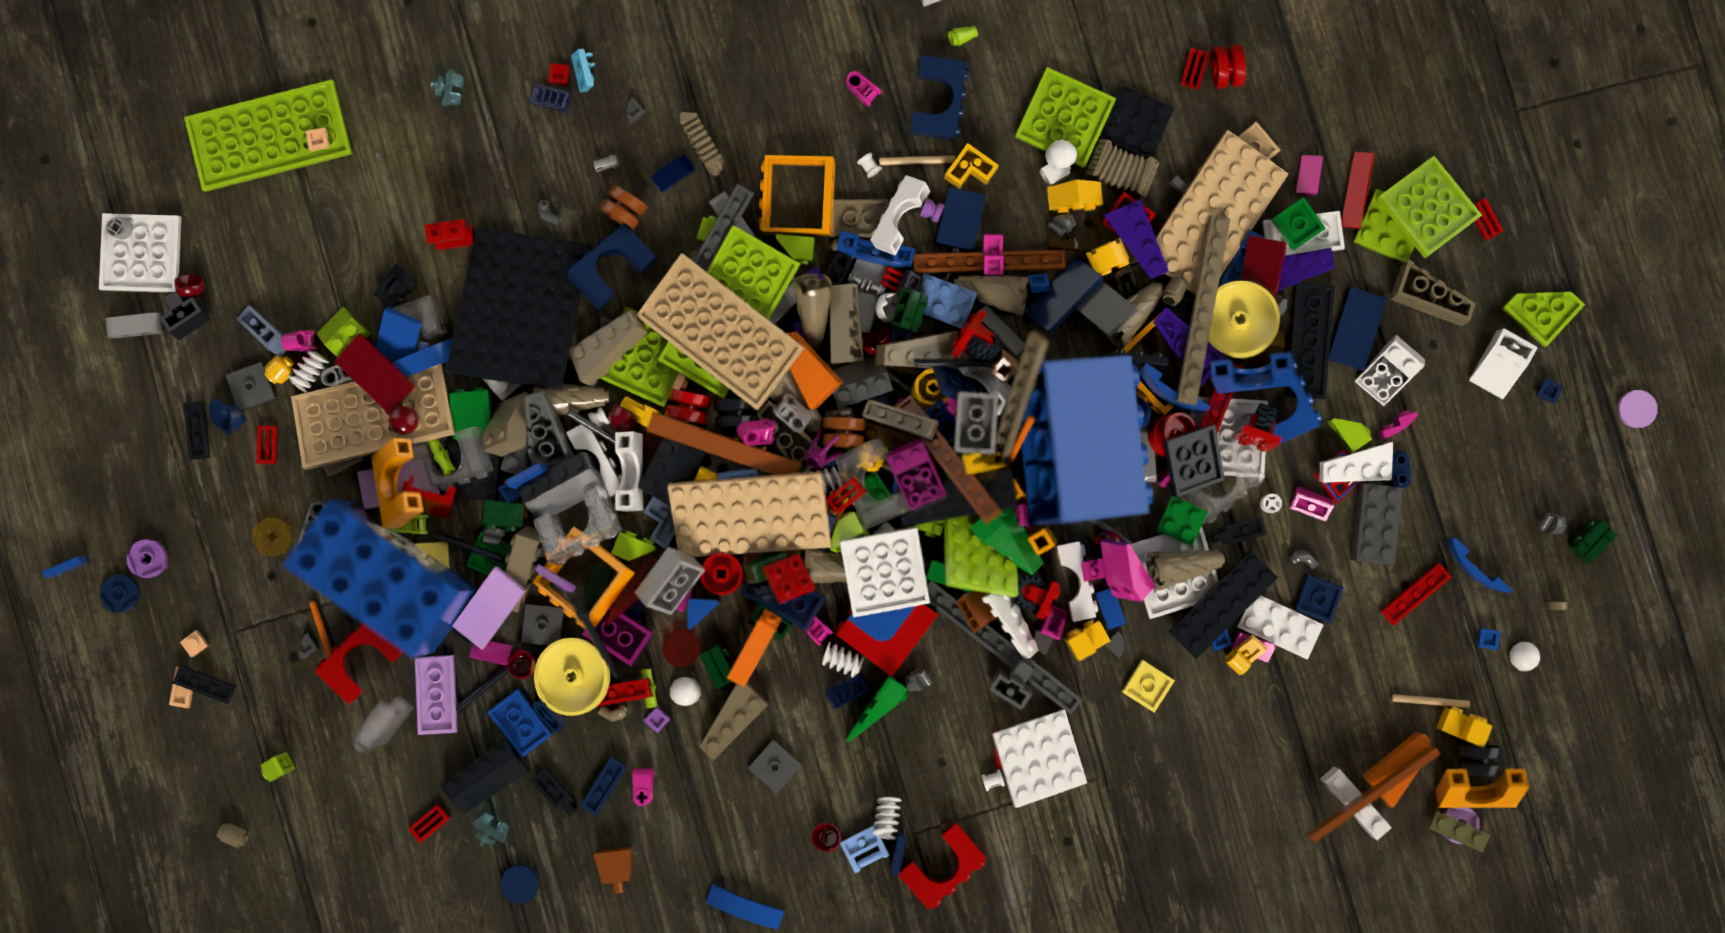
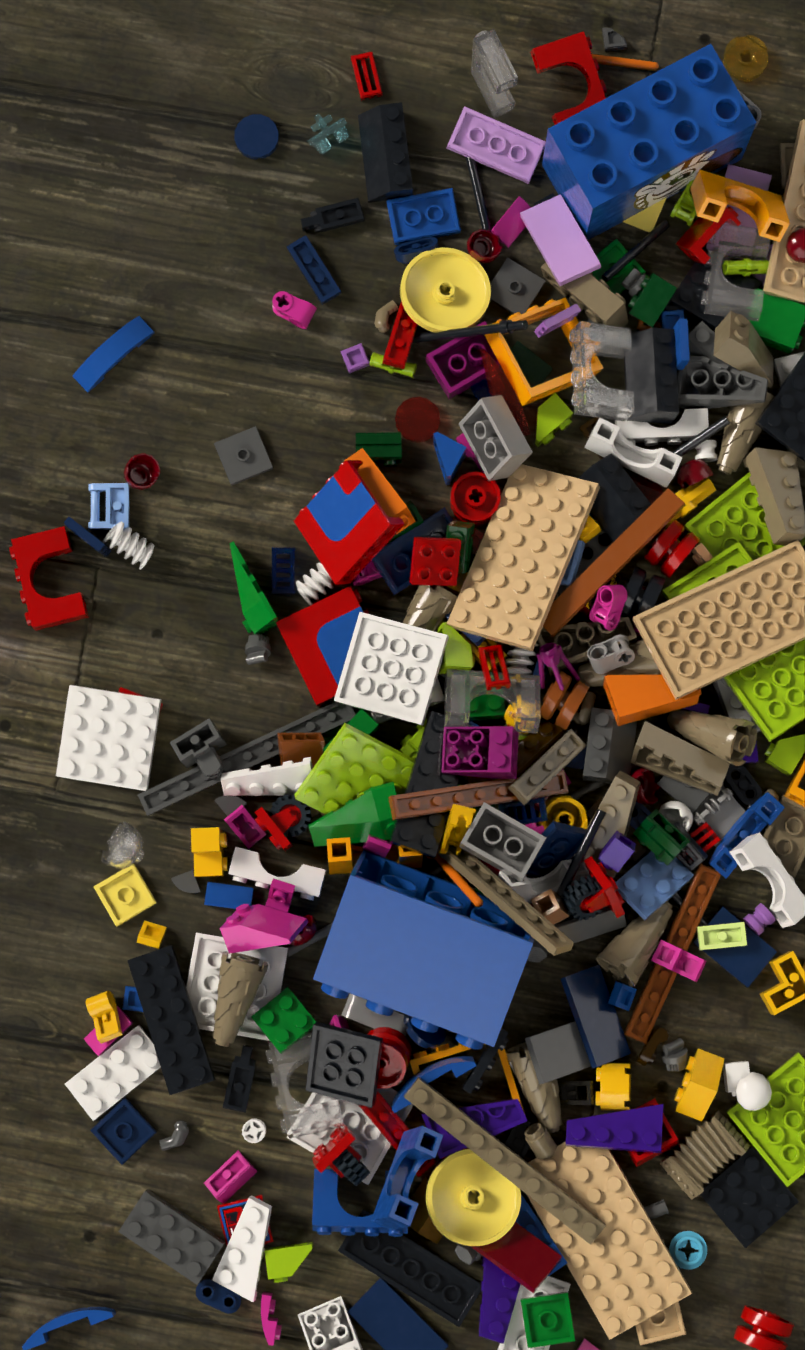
camera: 120 degrees right, 5 degrees down
(615, 866) = (224, 240): dark orange torso -> none
(663, 514) = (550, 460): sand blue plate -> none
(685, 691) = (370, 401): white hair -> none
(737, 713) = (317, 438): dark tan wedge -> none
(793, 661) = (346, 524): none -> red panel
(939, 336) = (616, 852): none -> dark purple brick
(959, 231) = (721, 936): none -> yellowish green plate
(993, 780) = (110, 677): white bush -> none
(1115, 704) = (124, 847): none -> clear cylinder
(1168, 651) = (151, 934): none -> yellow plate
(1199, 53) = (793, 1308): red tile -> none
(1199, 140) = (695, 1258): none -> medium azure gear
(1415, 594) = (74, 1242): red tile -> none

